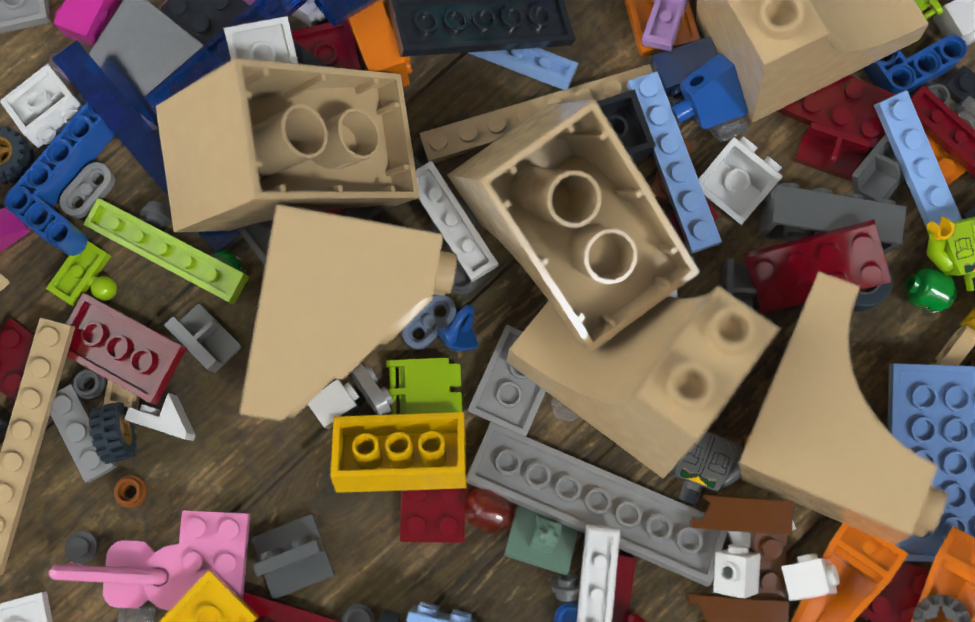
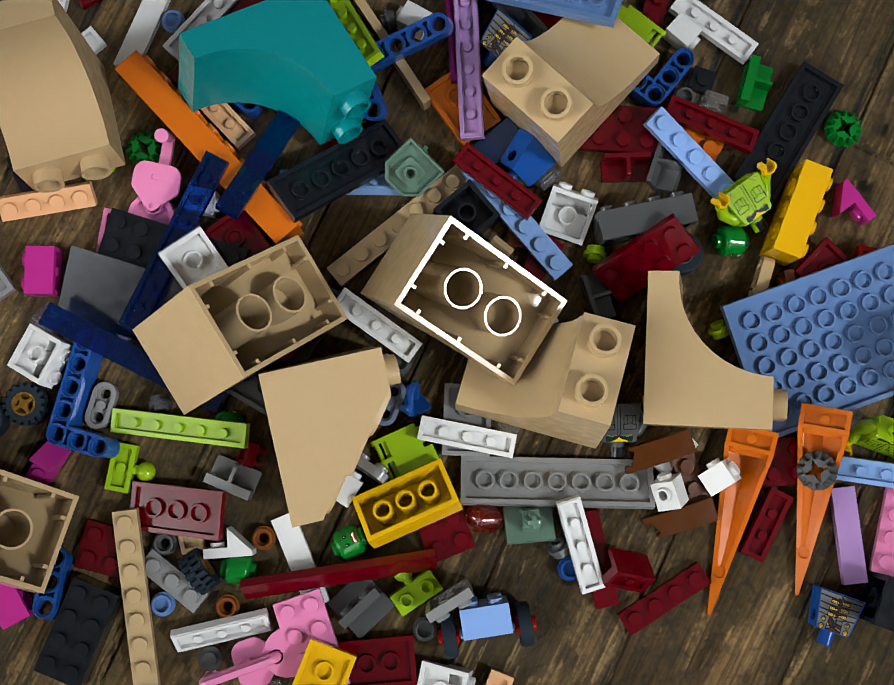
camera: 30 degrees left, 5 degrees up
(54, 456) = (163, 604): none -> medium blue plate
(109, 517) = (221, 630): none -> white tile
(162, 451) = (238, 568): none -> green head
(200, 421) = (258, 543): none -> dark orange plate
(233, 315) = (247, 456): none -> dark red tile
(242, 466) = (295, 548): none -> white tile
(281, 506) = (338, 574): none -> dark red tile
(309, 472) = (349, 542): none -> green head
(365, 567) = (414, 591): none -> lime plate
(388, 598) = (455, 596): none -> light grey plate
(507, 399) = (467, 436): none -> white plate
(568, 52) = (411, 169): none -> sand green piece
(667, 105) = (497, 181): none -> dark red tile
(753, 239) = (594, 253): none -> lime plate
(875, 394) = (718, 329): none -> lime plate

